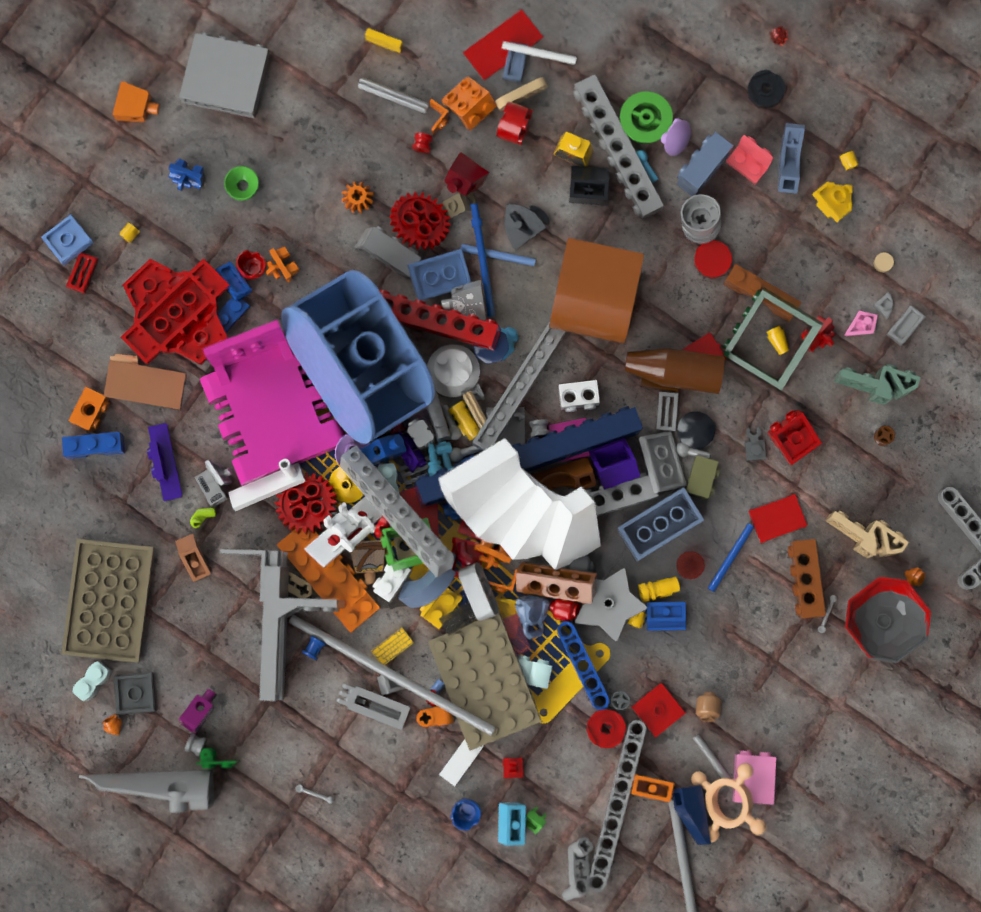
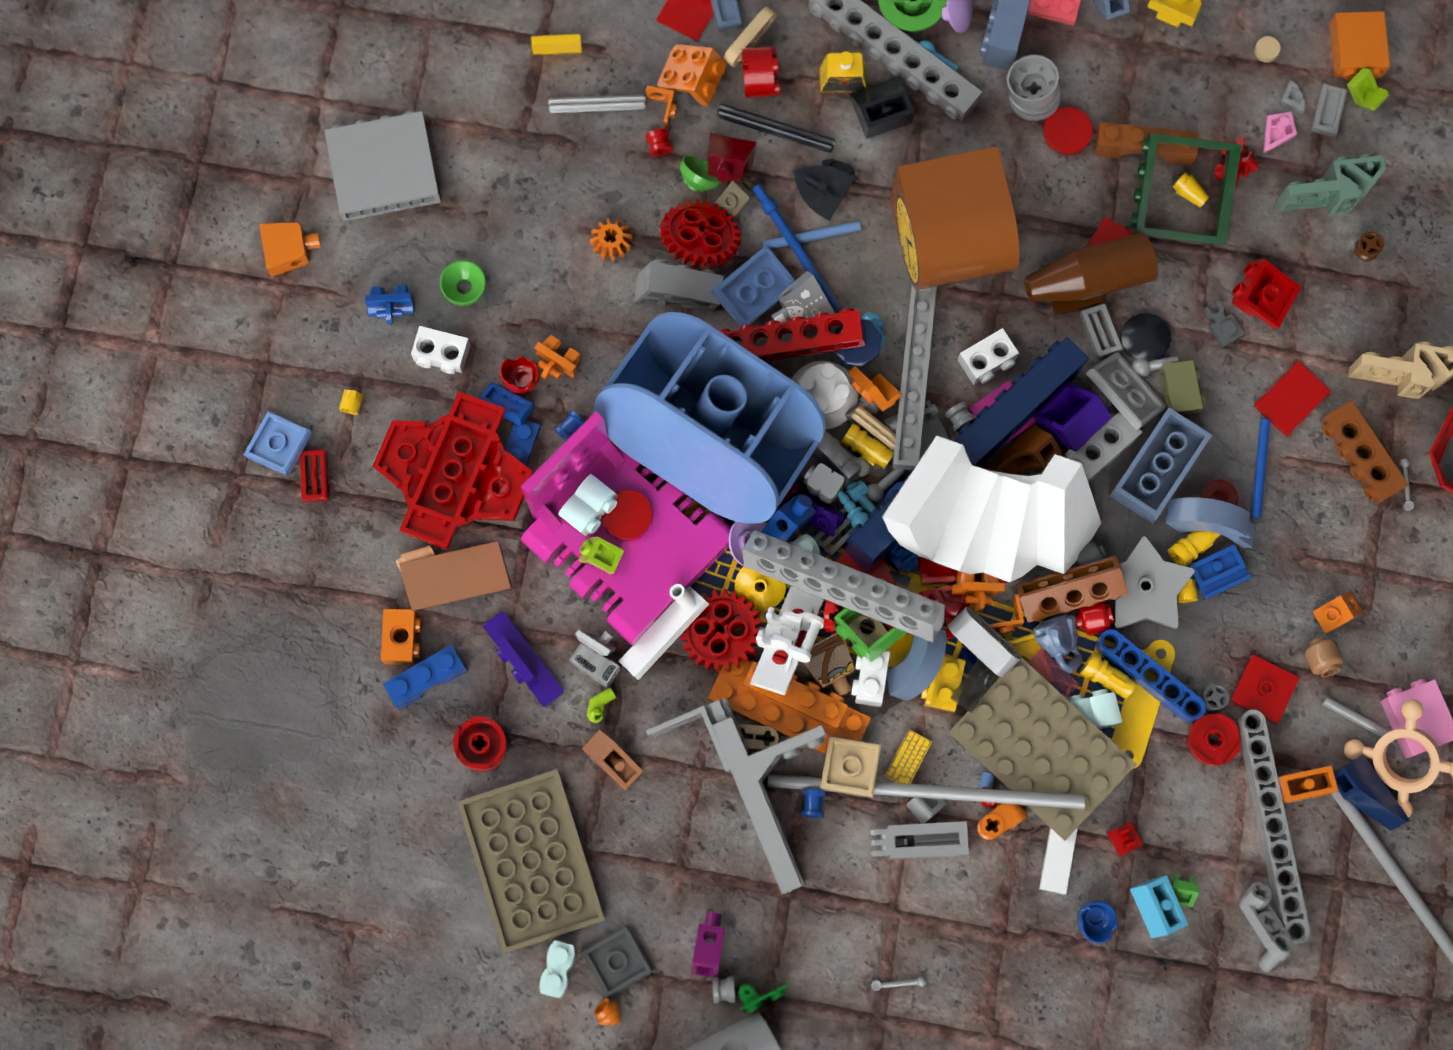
camera: 25 degrees left, 5 degrees down
(111, 497) = (491, 755): none -> red brick
(208, 220) = (443, 344): none -> white brick
(245, 415) = (601, 554): none -> lime bracket
(252, 378) = (589, 505): none -> light aqua brick
(269, 315) = (569, 425): none -> blue bush
(276, 396) = (629, 517): none -> red tile
(349, 635) = (851, 767): none -> tan tile
(435, 175) = (695, 174): none -> bright green piece
(489, 386) = (877, 390): none -> orange bracket
(509, 167) = (775, 128): none -> black axle
(554, 653) = (1108, 676): none -> yellow axle
(678, 577) = (1212, 516): none -> sand blue arch
(735, 680) = (1337, 612): none -> orange bracket
(938, 323) = (1365, 90): none -> lime bracket
(950, 288) = (1359, 42): none -> orange brick

